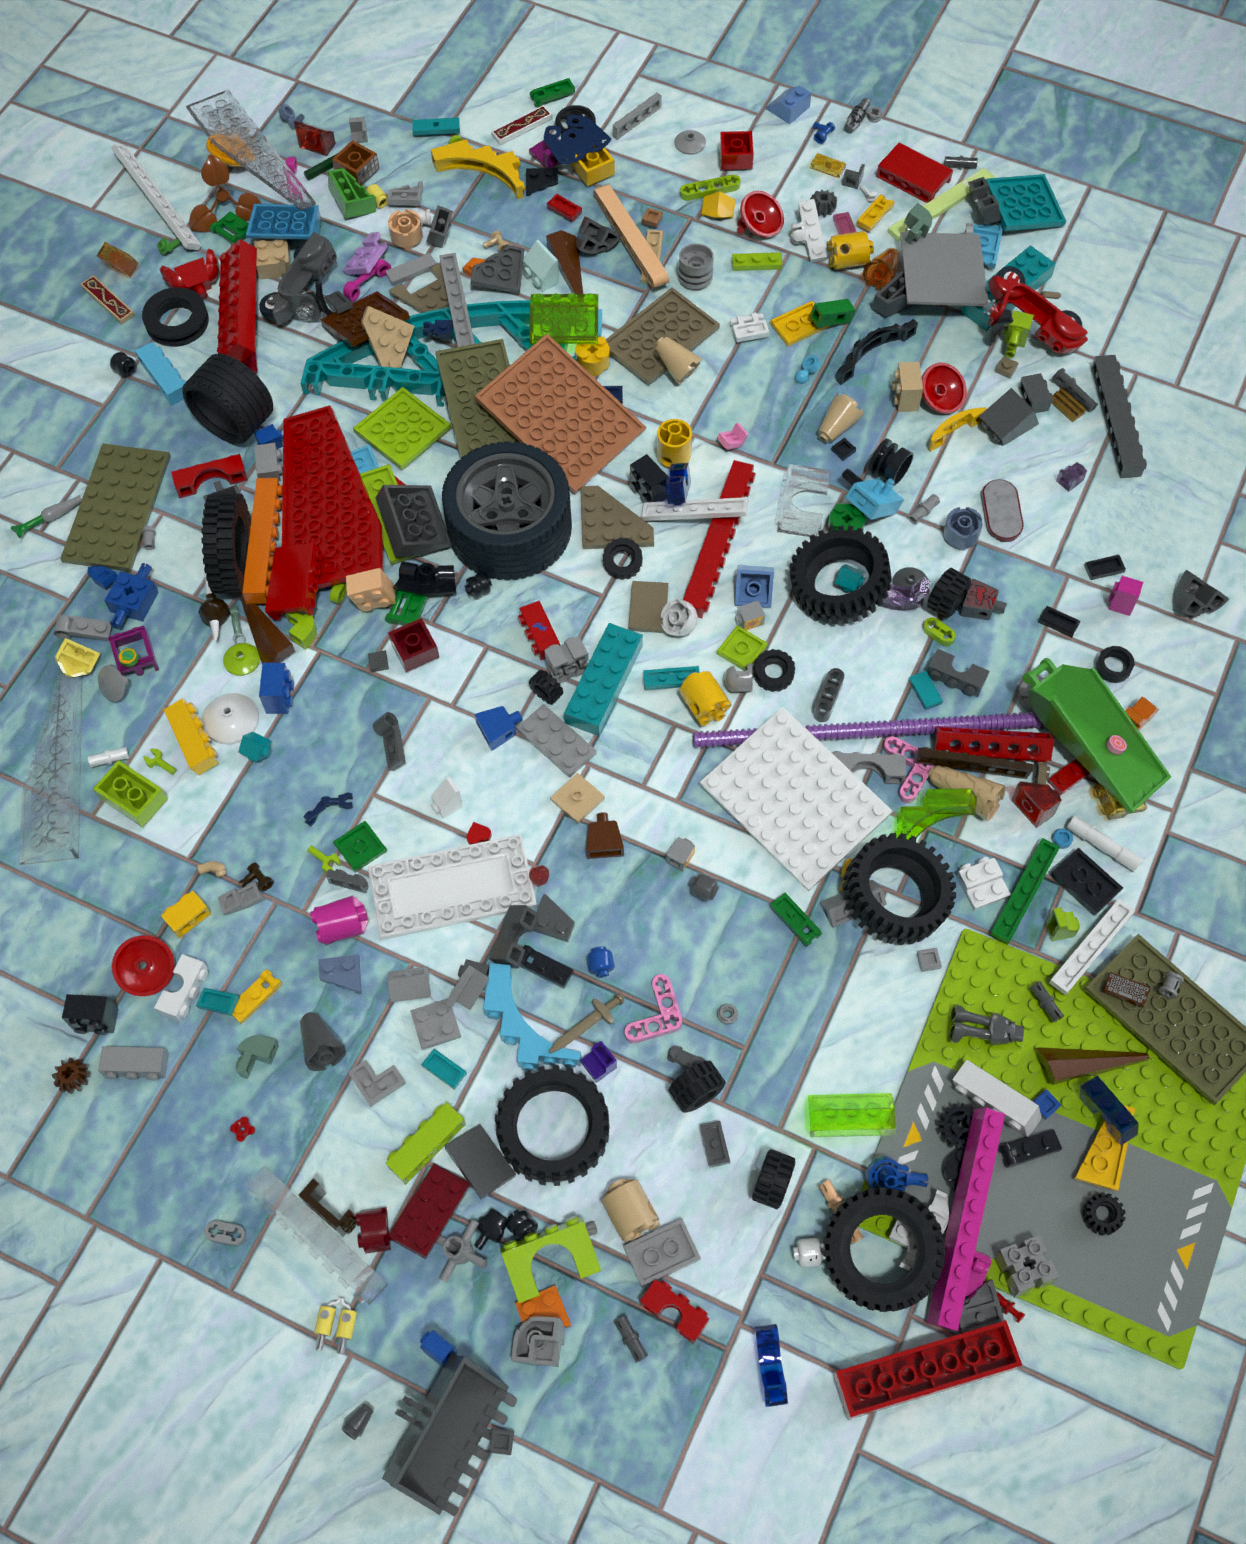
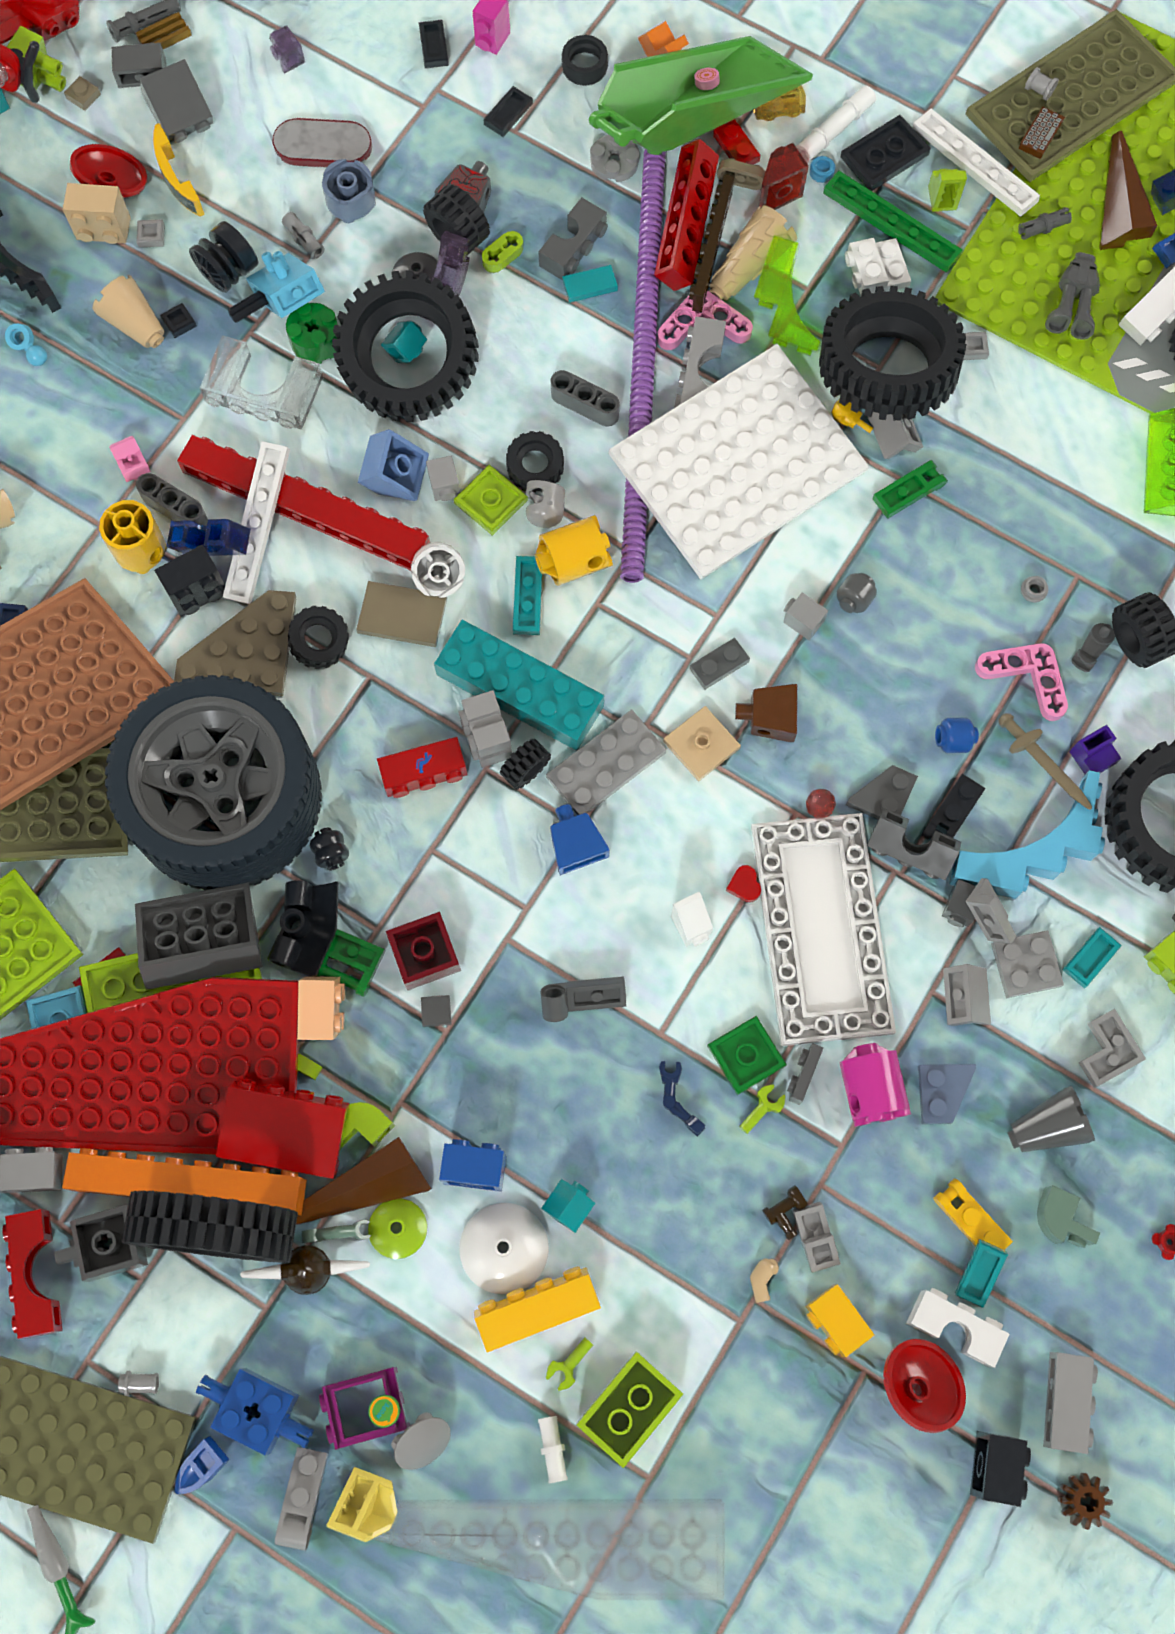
camera: 85 degrees left, 10 degrees up
(639, 804) = (719, 663): none -> dark grey plate
(706, 465) = (165, 493): none -> dark grey beam
(906, 423) = (150, 233): none -> light grey tile

